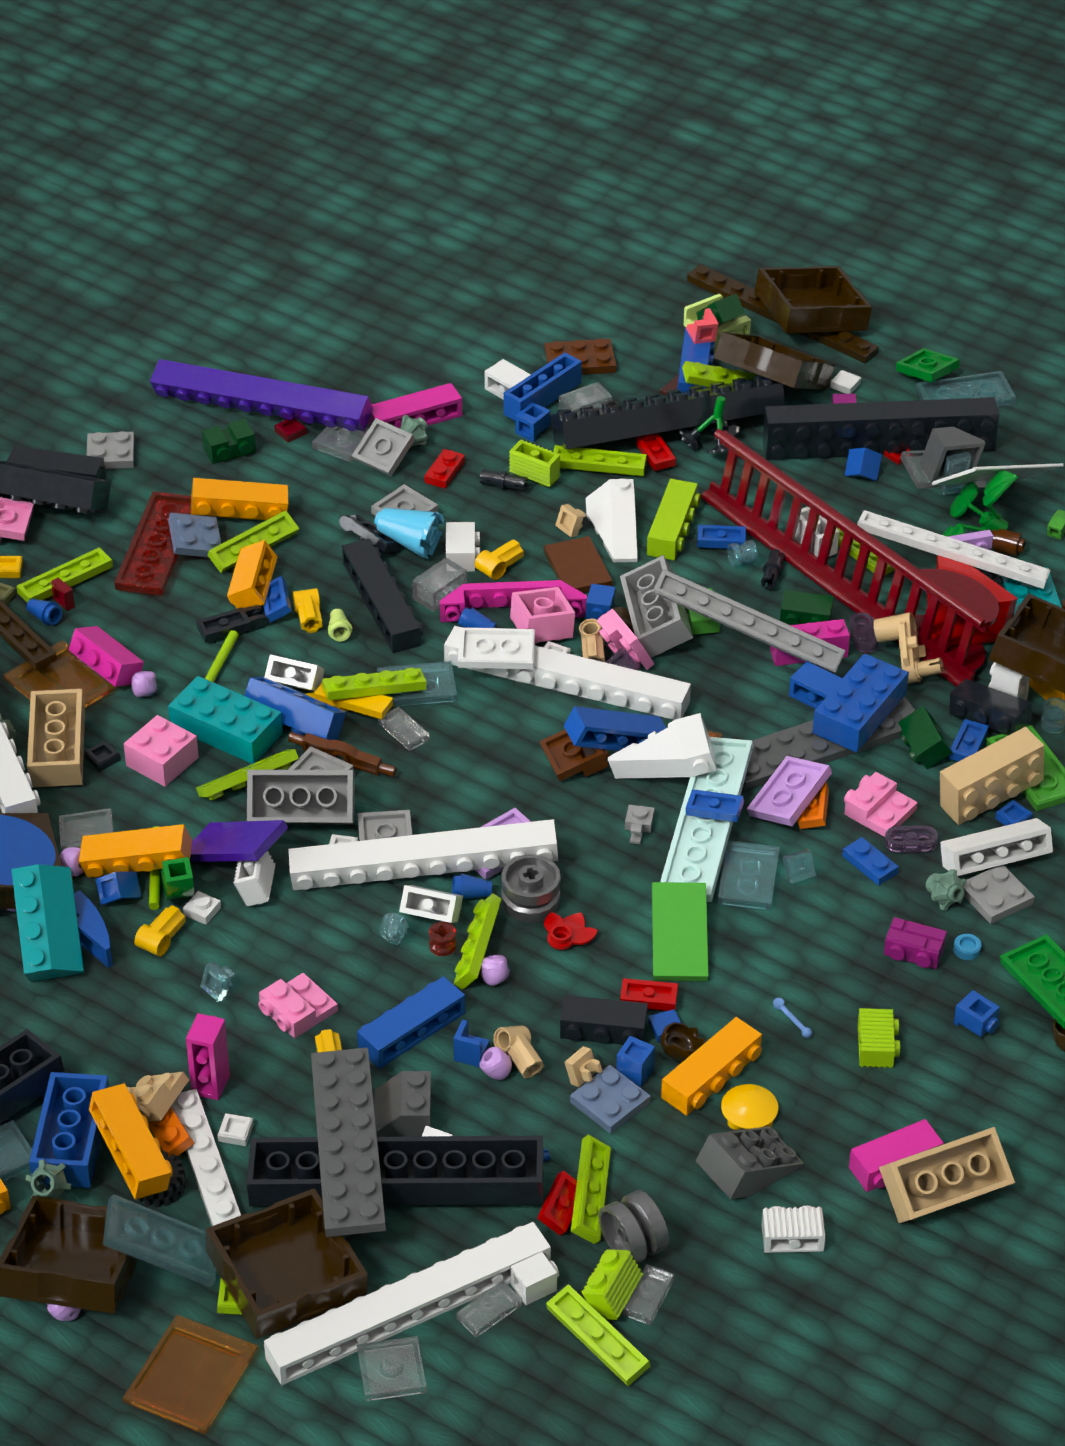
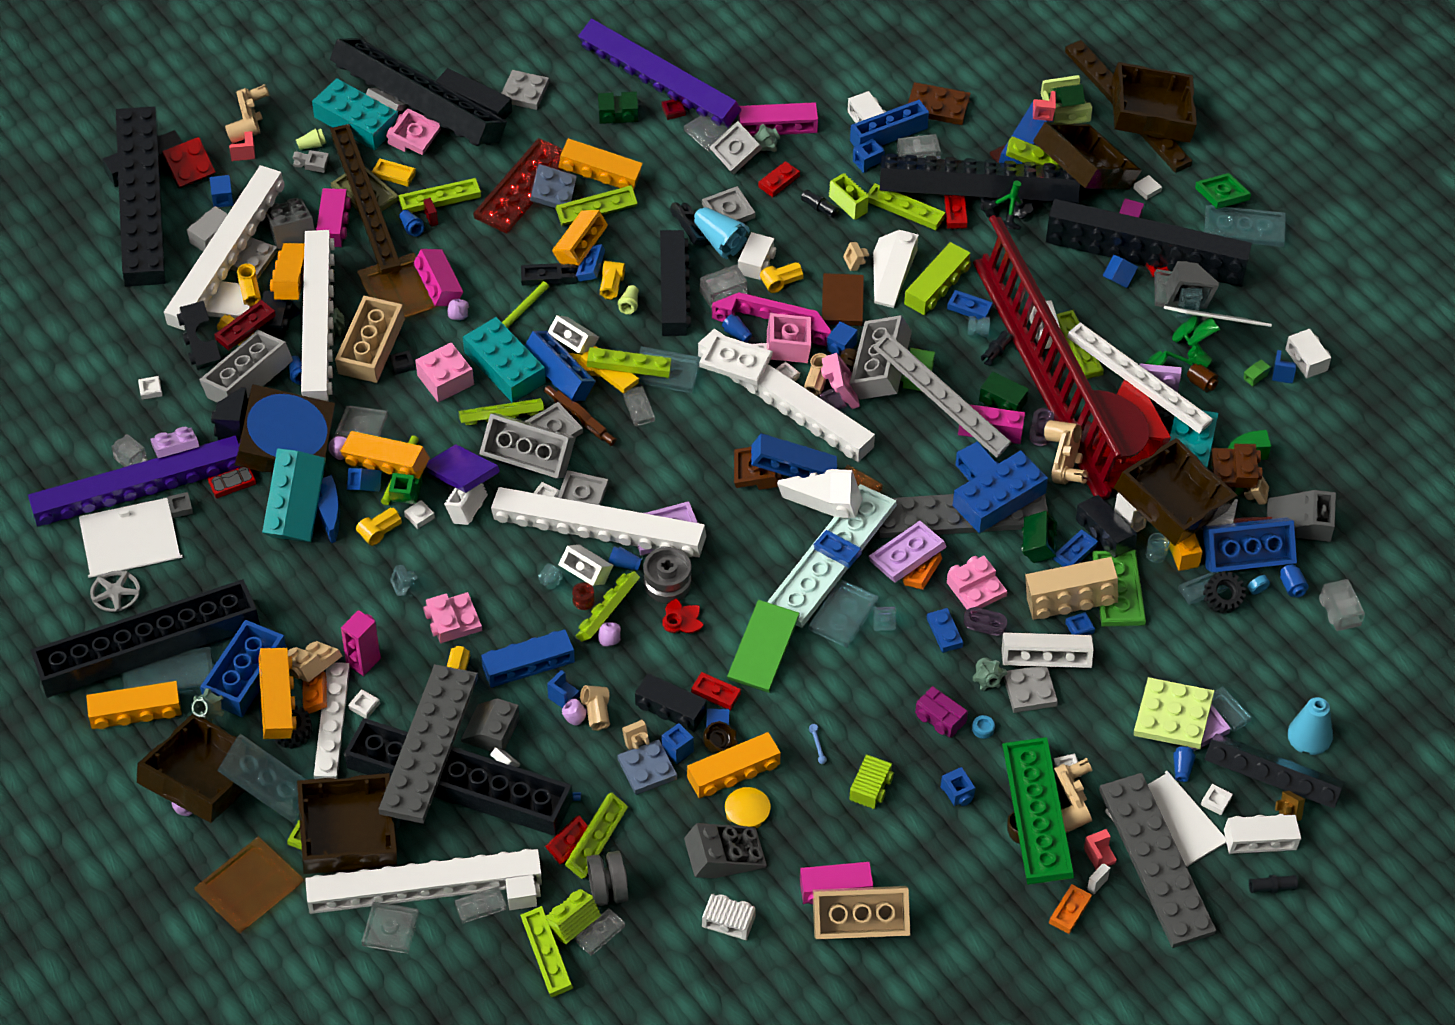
camera: 20 degrees right, 10 degrees up
(639, 820) = (780, 540): light grey plate -> none

